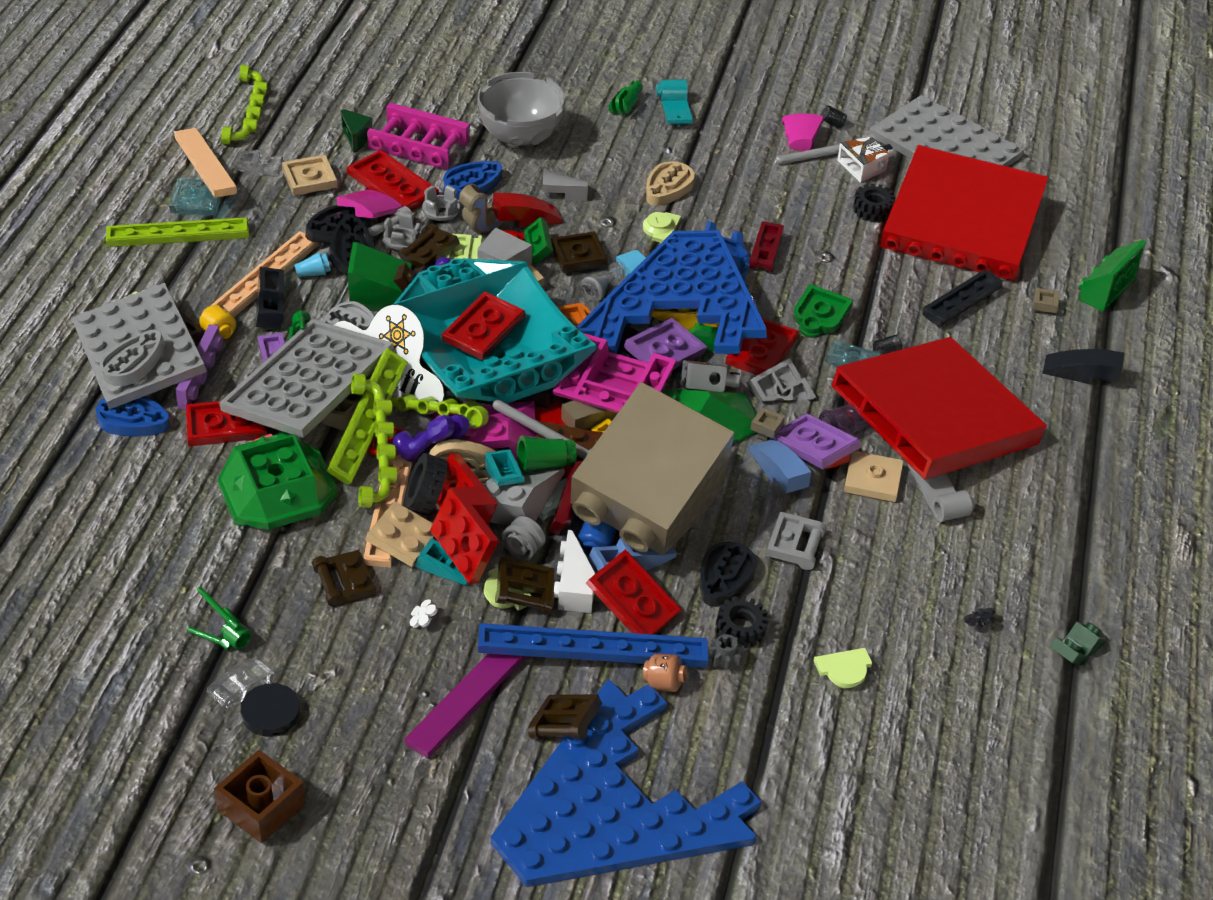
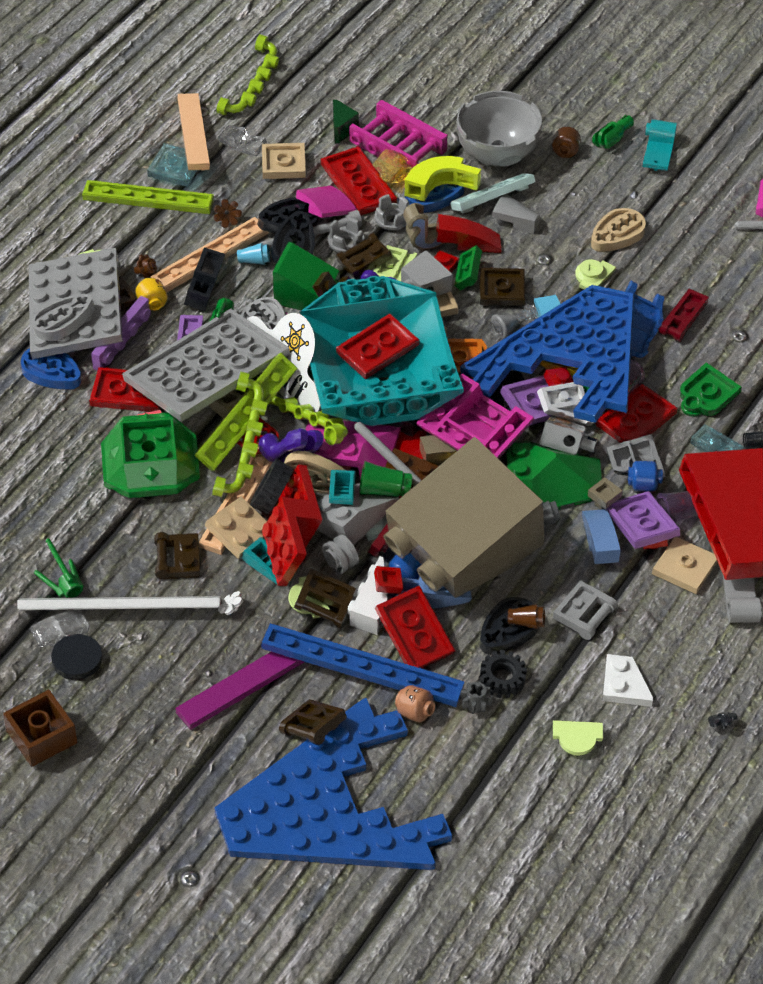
camera: 20 degrees right, 5 degrees up
(201, 296) = (145, 266): none -> reddish brown plant
(269, 232) = (229, 215): none -> reddish brown plant
(298, 640) = (118, 603): none -> white tile
(425, 161) = (392, 166): none -> clear yellow brick
(477, 156) = (438, 172): none -> neon yellow arch
(512, 182) = (518, 183): none -> light aqua plate
(586, 113) = (566, 142): none -> reddish brown head
(590, 550) = (388, 579): none -> red plate
(677, 325) = (557, 376): none -> red plate
(693, 344) = (562, 400): none -> white wing
(746, 557) = (528, 616): none -> reddish brown cone
(798, 399) = (644, 476): none -> blue head
(866, 603) = (624, 682): none -> white wing

